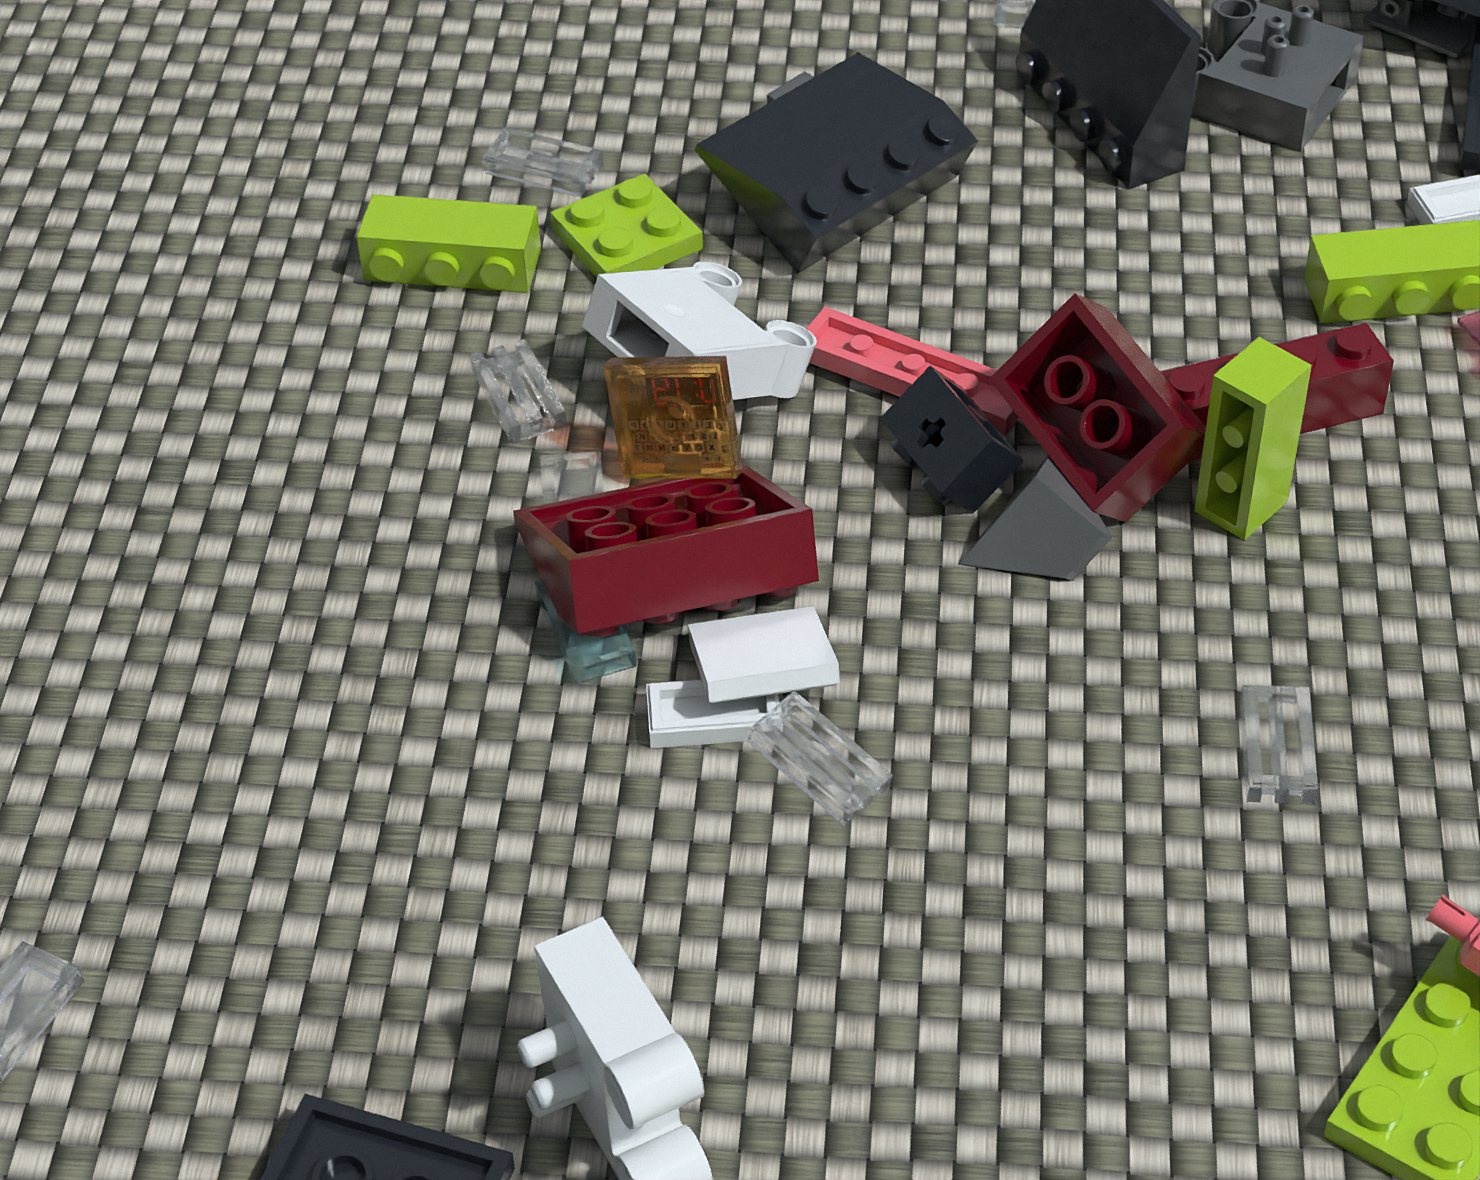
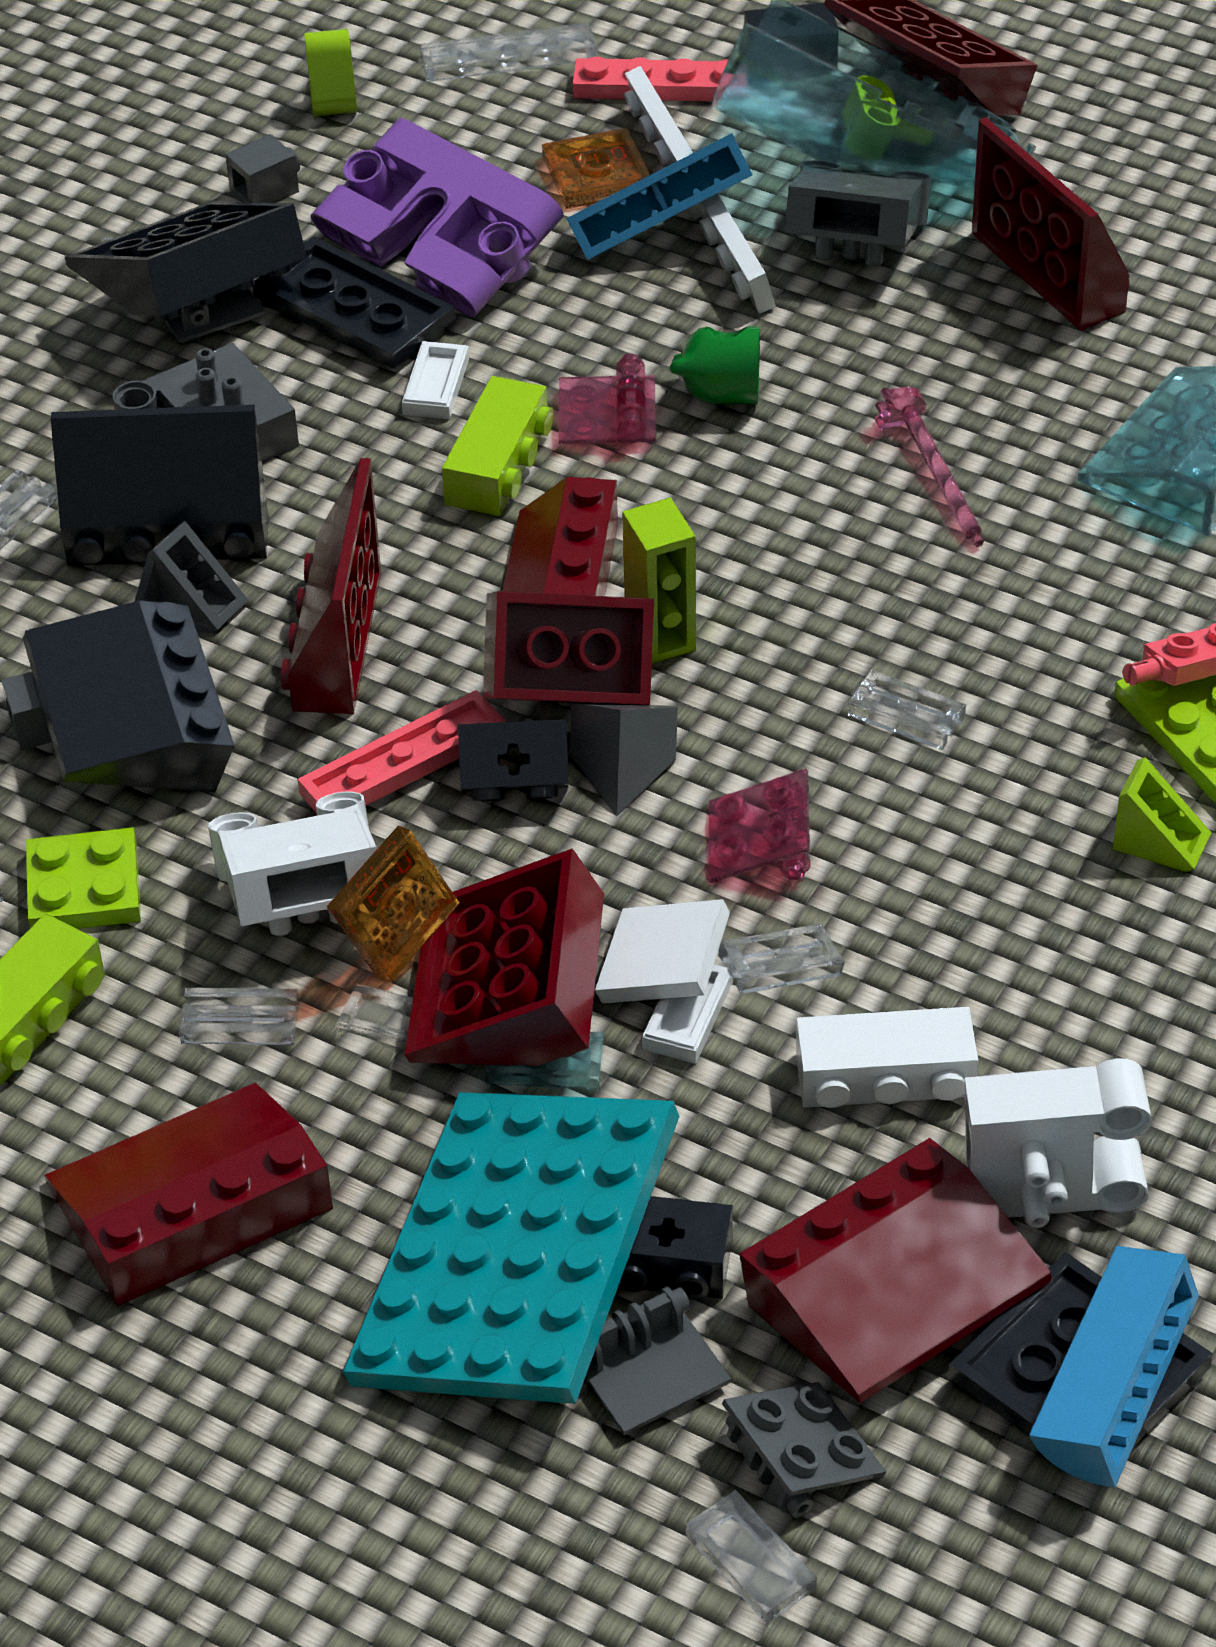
camera: 65 degrees left, 0 degrees up
(160, 1001) = (798, 1443): none -> dark grey hinge
(223, 839) = (652, 1361): none -> dark grey hinge
(284, 436) = (192, 1191): none -> dark red slope
(305, 677) = (514, 1247): none -> teal plate
(368, 799) = (681, 1247): none -> black brick
(394, 995) = (891, 1270): none -> dark red slope
(720, 896) = (885, 1057): none -> white brick
(1000, 679) = (761, 828): none -> clear pink hinge
(1024, 140) = (188, 574): none -> dark grey slope
(1063, 228) = (336, 604): none -> dark red slope
(1261, 1029) = (1157, 821): none -> lime slope

